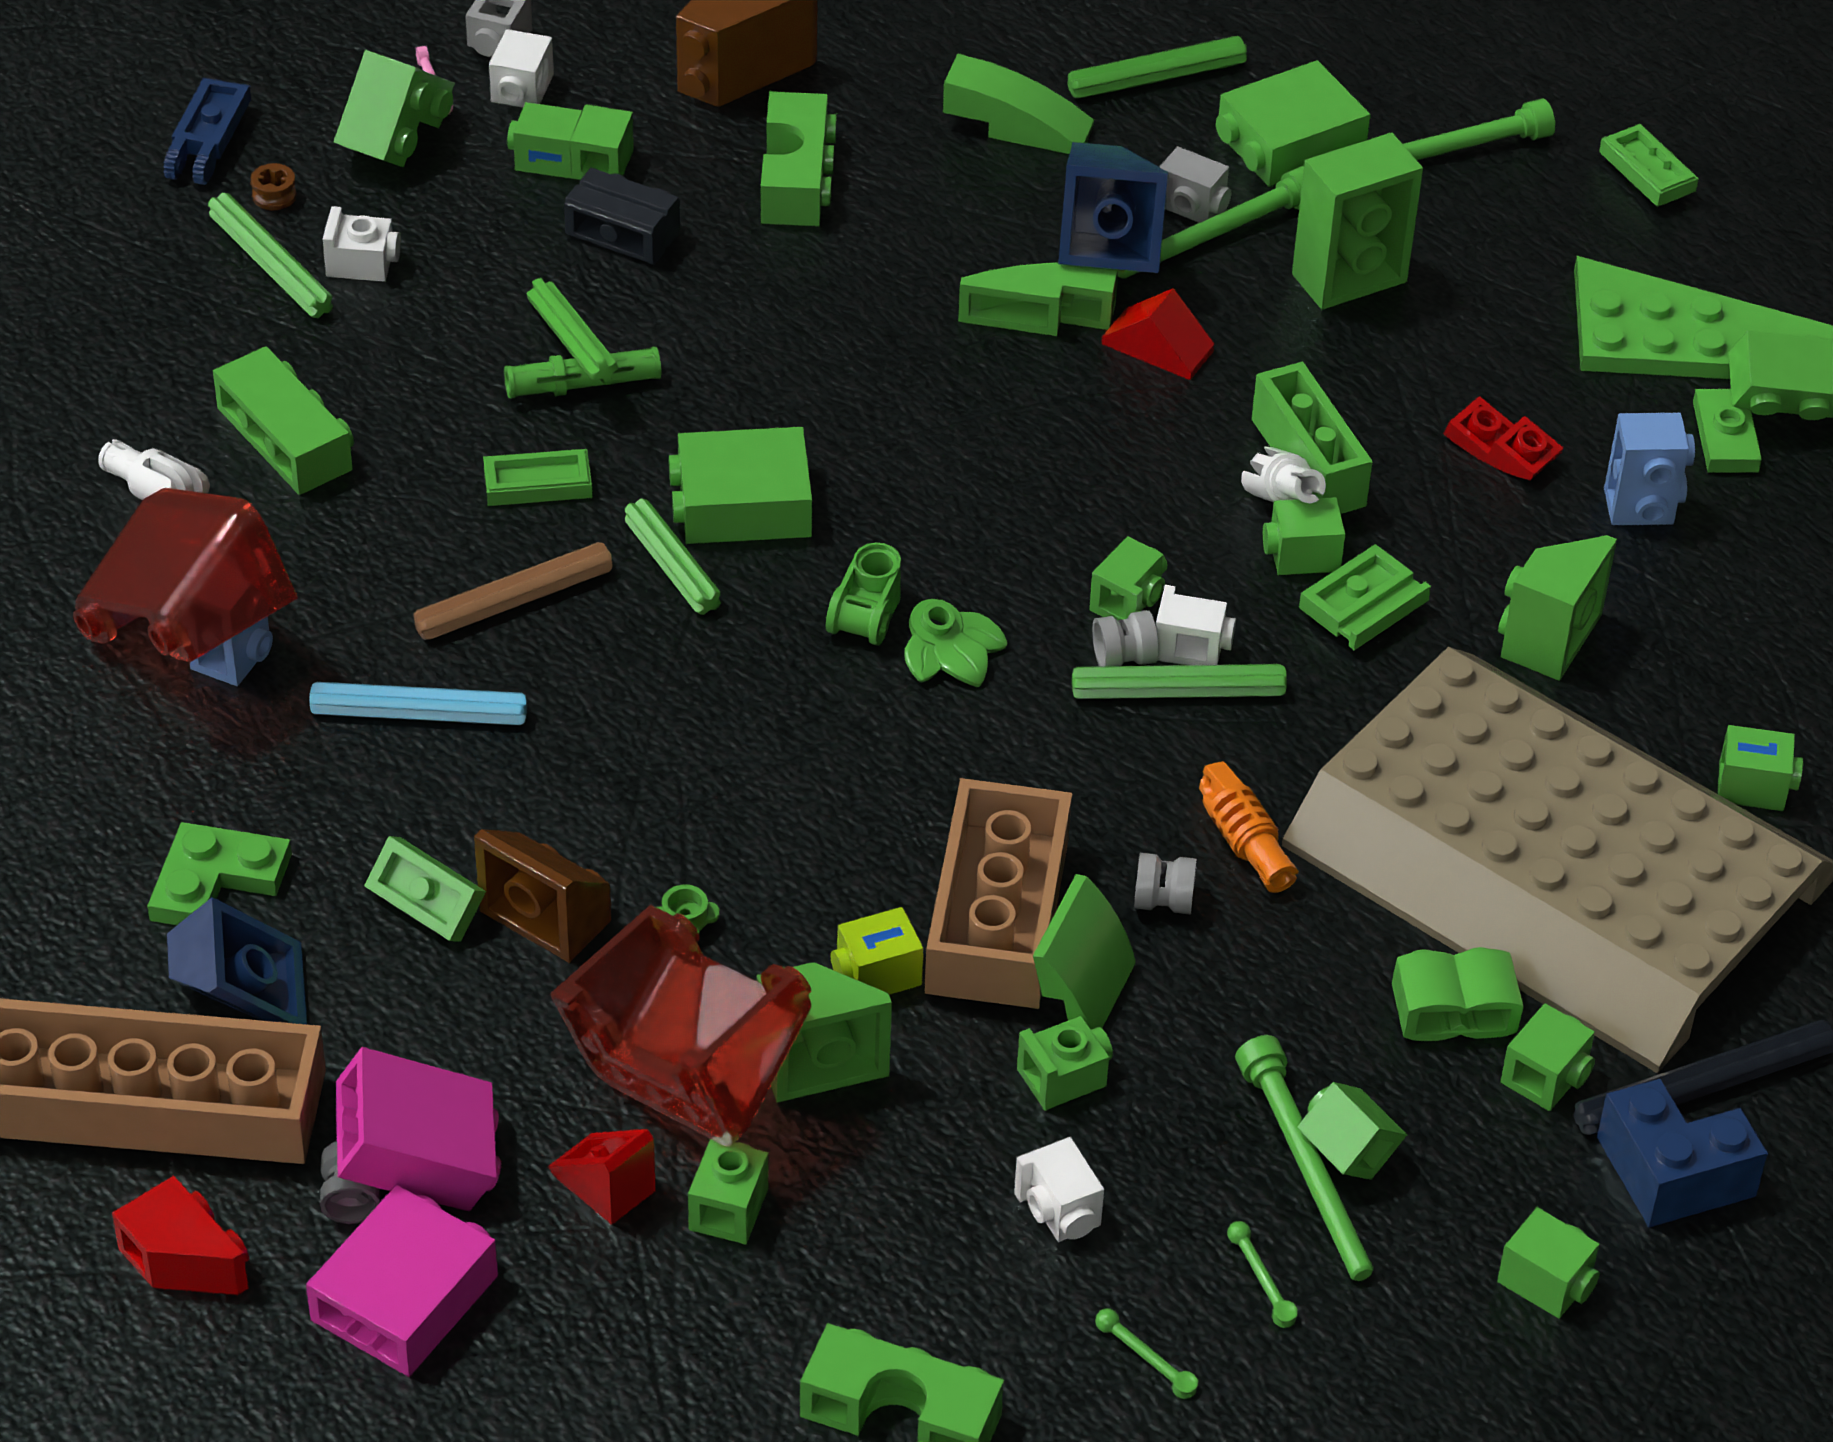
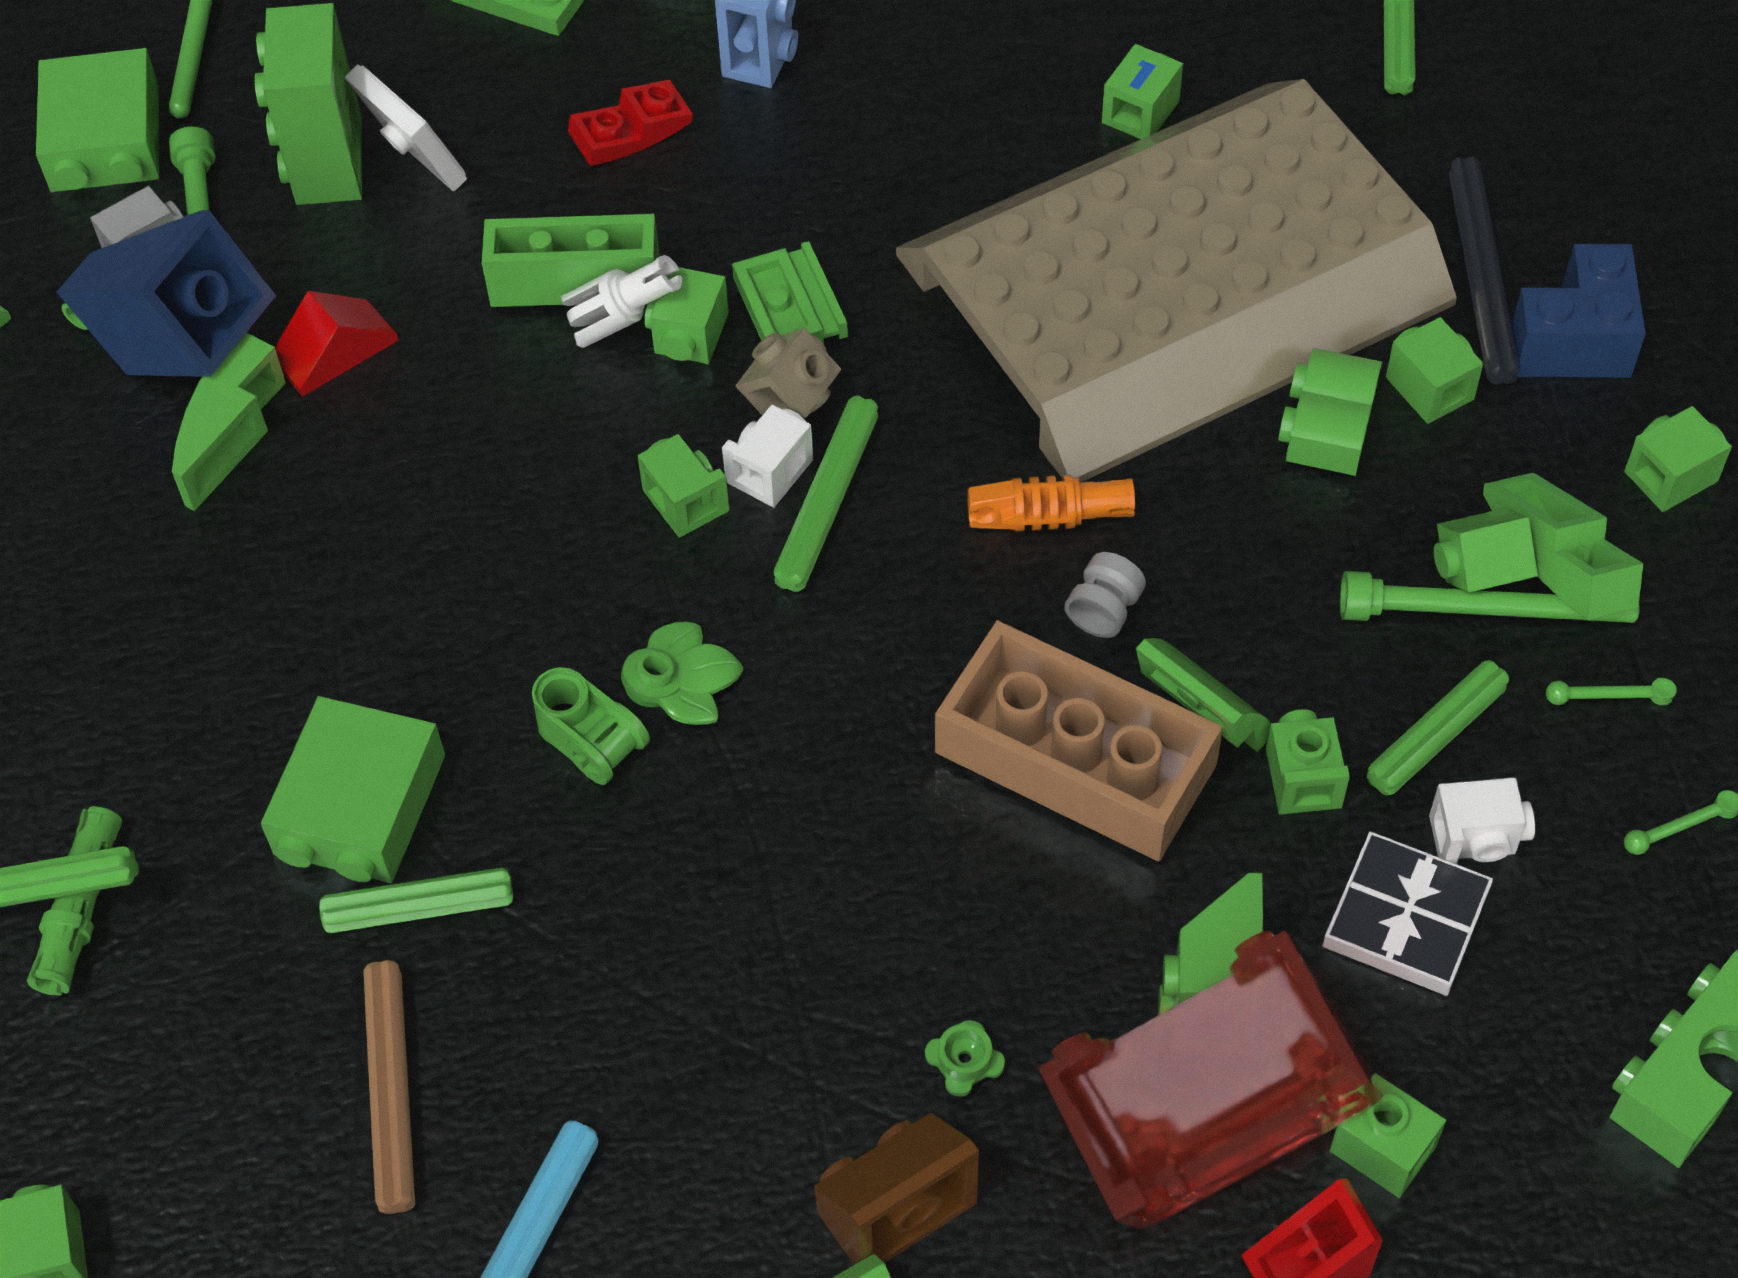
camera: 65 degrees left, 10 degrees up
(537, 477) = (212, 1004): bright green tile -> none
(880, 951) = (1107, 883): lime brick -> none
(955, 1171) = (1407, 913): none -> black tile
(1125, 639) = (760, 508): light grey wheel -> none
(1155, 1151) = (1437, 727): none -> bright green axle
(1252, 612) = (789, 373): none -> dark tan brick
(1382, 291) = (405, 128): none -> white plate
(1394, 1191) = (1571, 547): none -> bright green slope
(1555, 603) = (903, 151): bright green slope -> none

